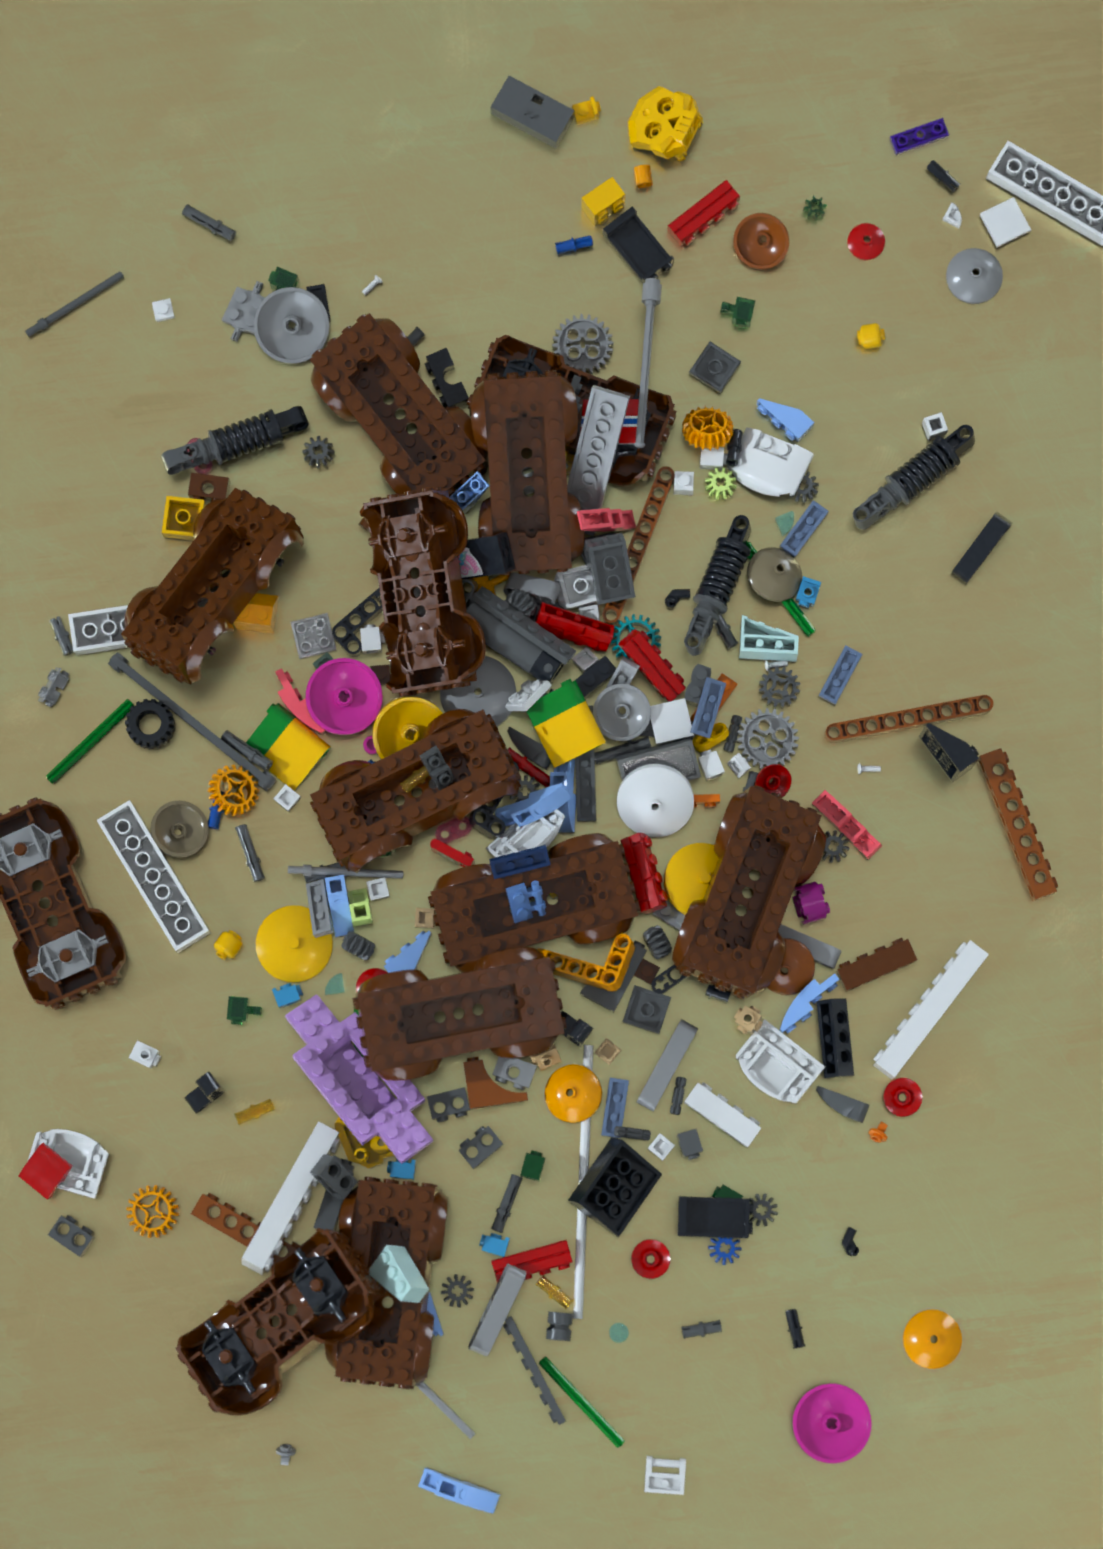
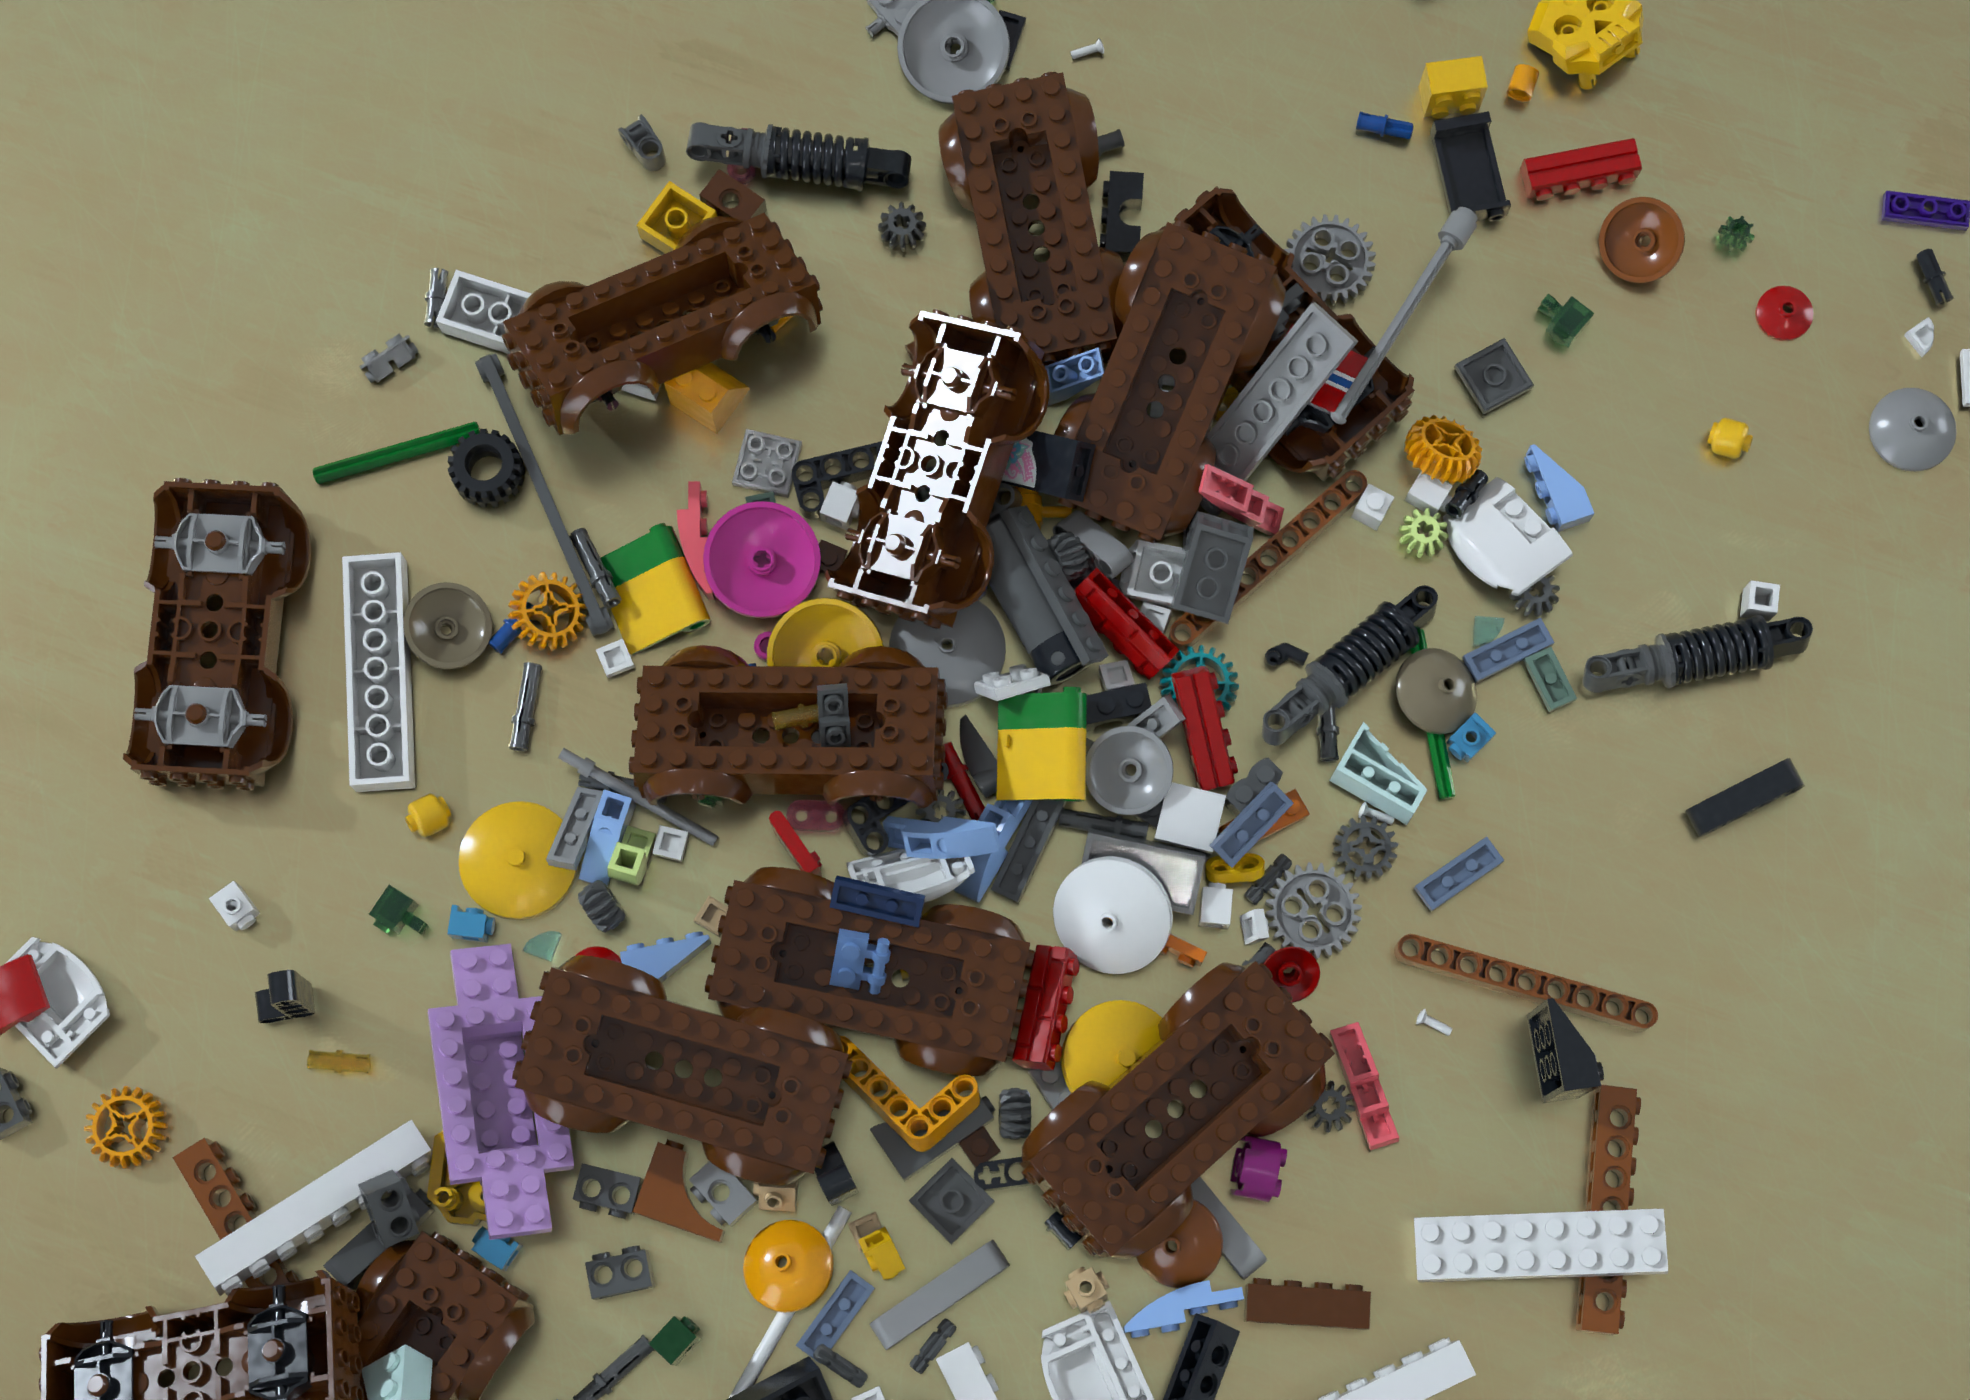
camera: 25 degrees right, 5 degrees down
(132, 476) = (640, 140): none -> dark grey piece
(623, 1059) = (881, 1253): none -> yellow brick
(836, 533) = (1549, 679): none -> sand green plate
(989, 864) = (1541, 1245): none -> white brick

